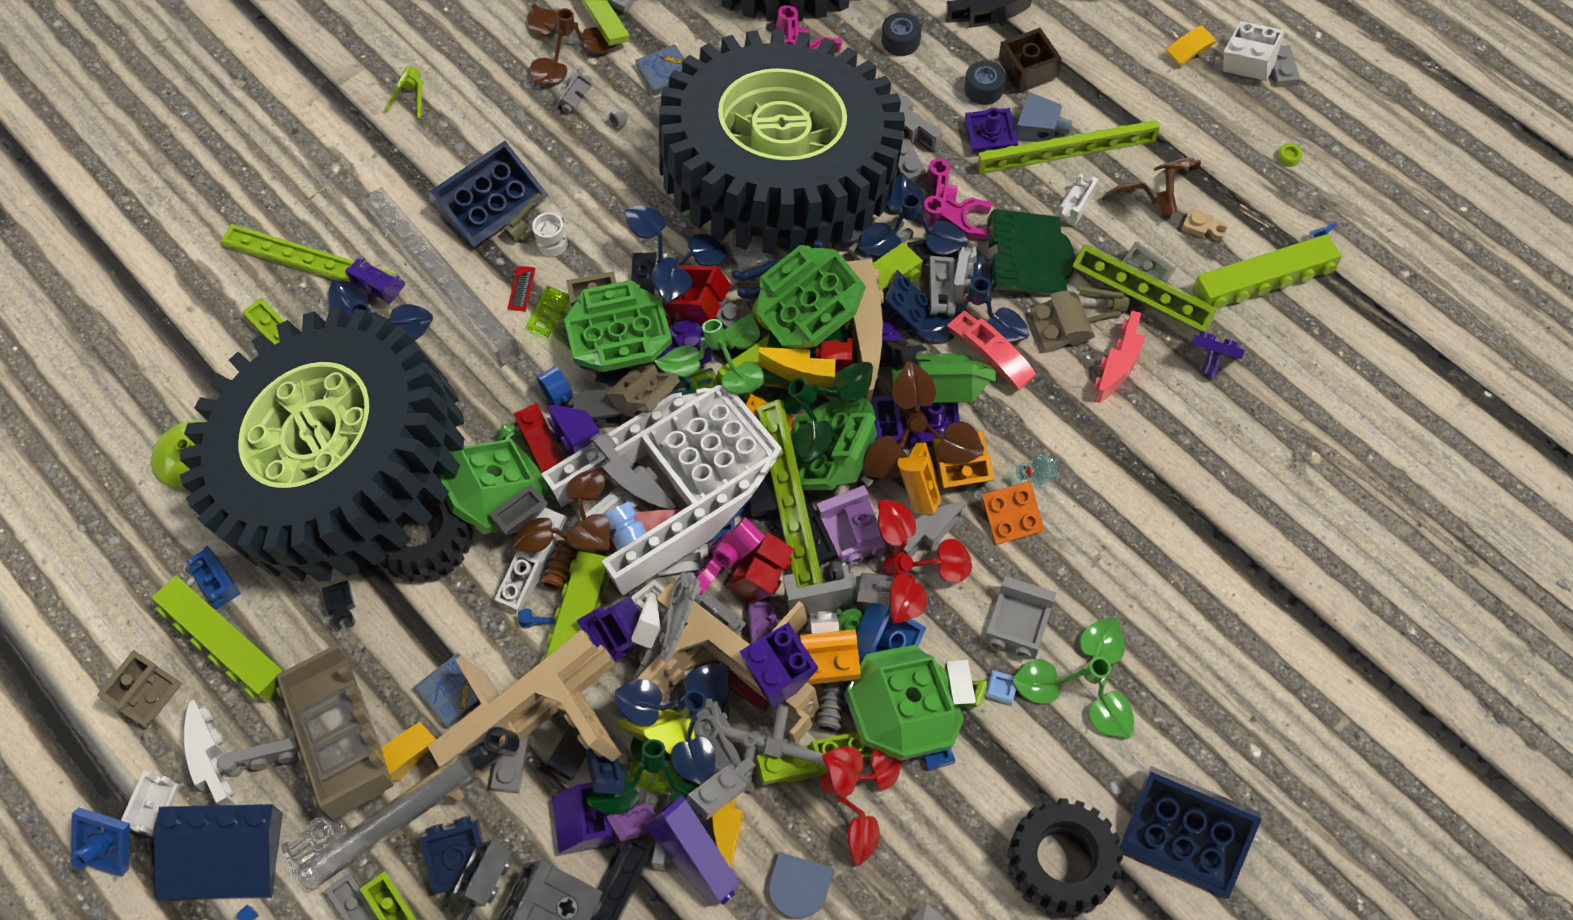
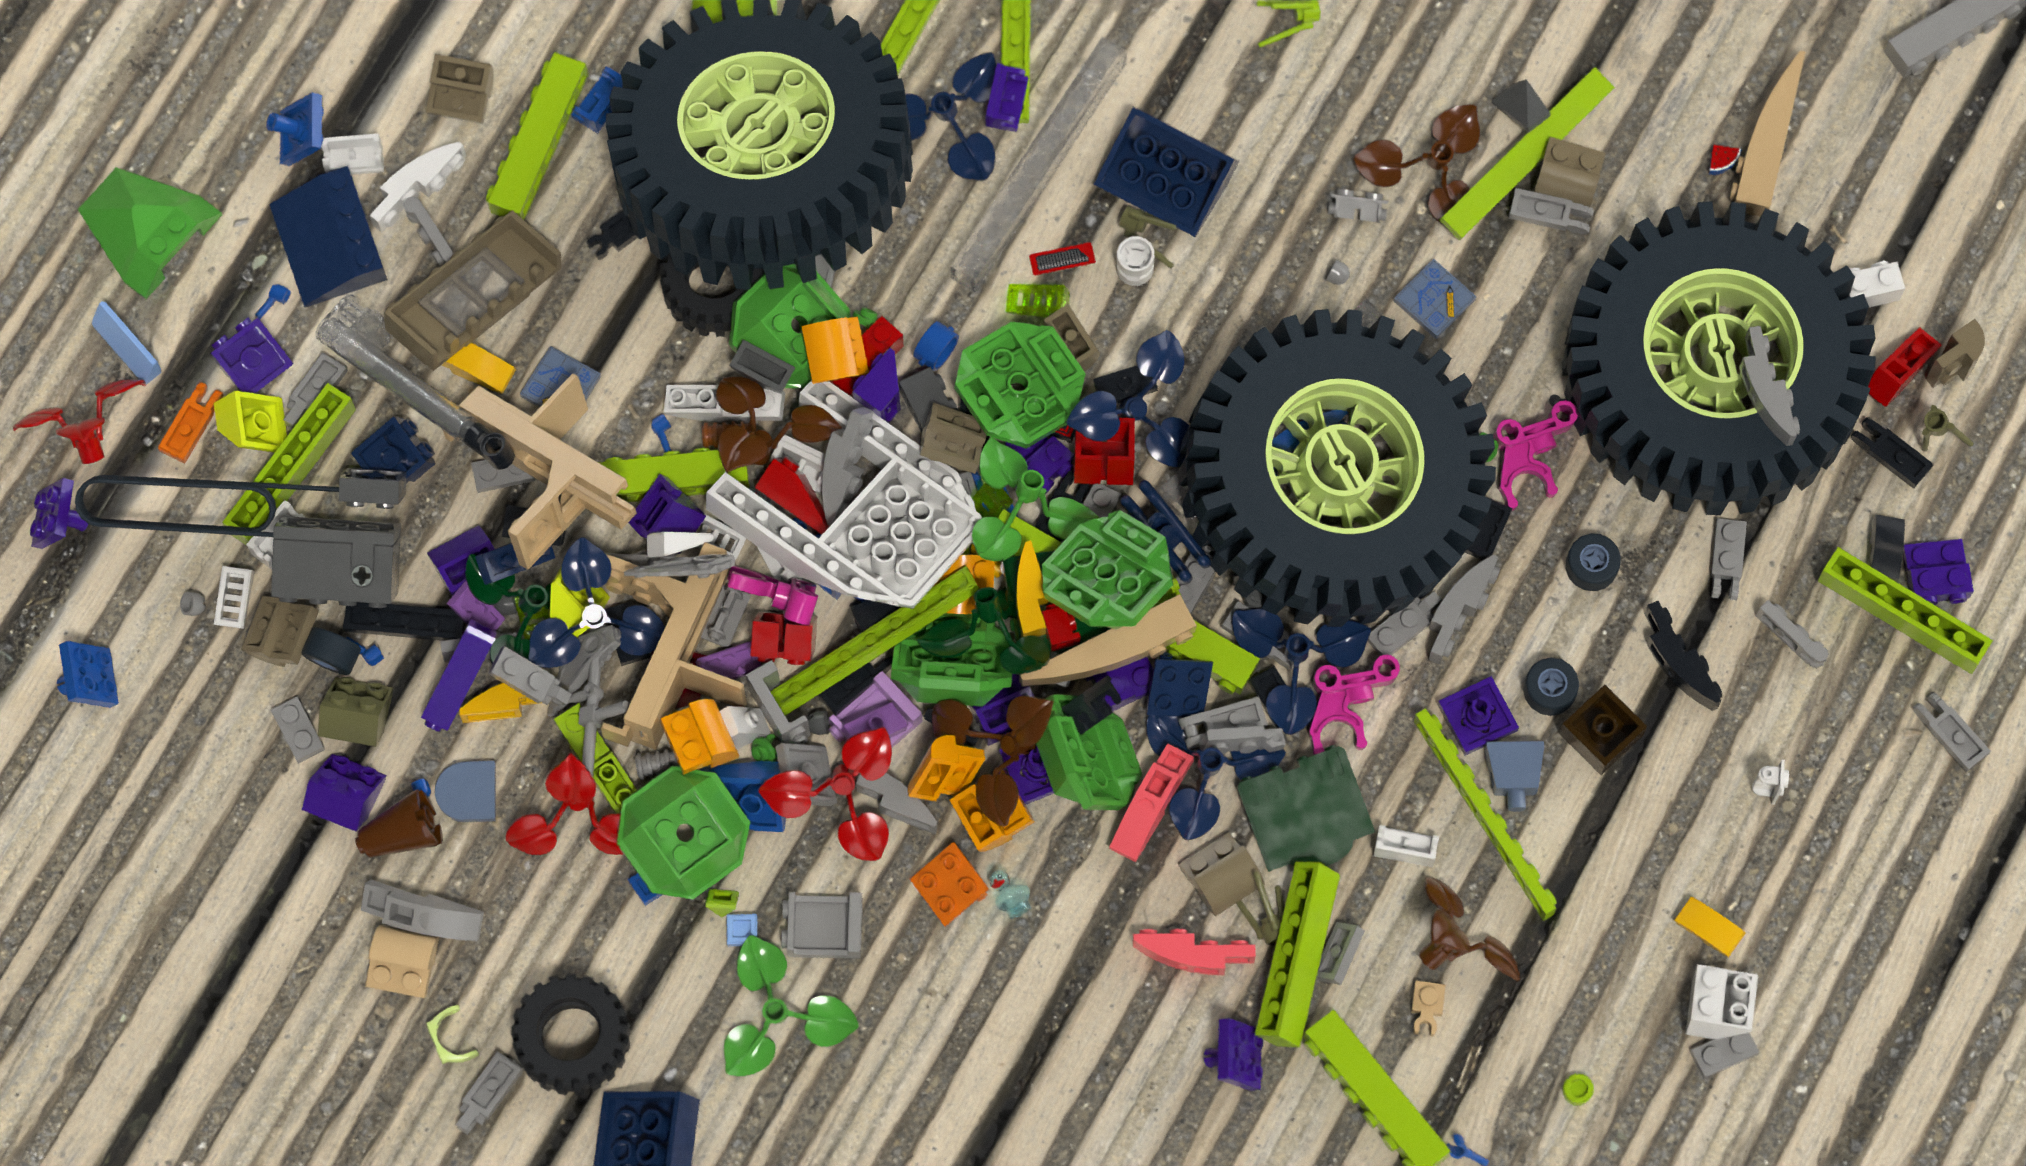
camera: 70 degrees right, 10 degrees up
(530, 449) = (835, 349): none -> light orange brick
(624, 526) = (778, 476): light blue wheel -> none
(779, 664) = (655, 681): dark purple slope -> none
(961, 682) = (730, 884): white sticker -> none

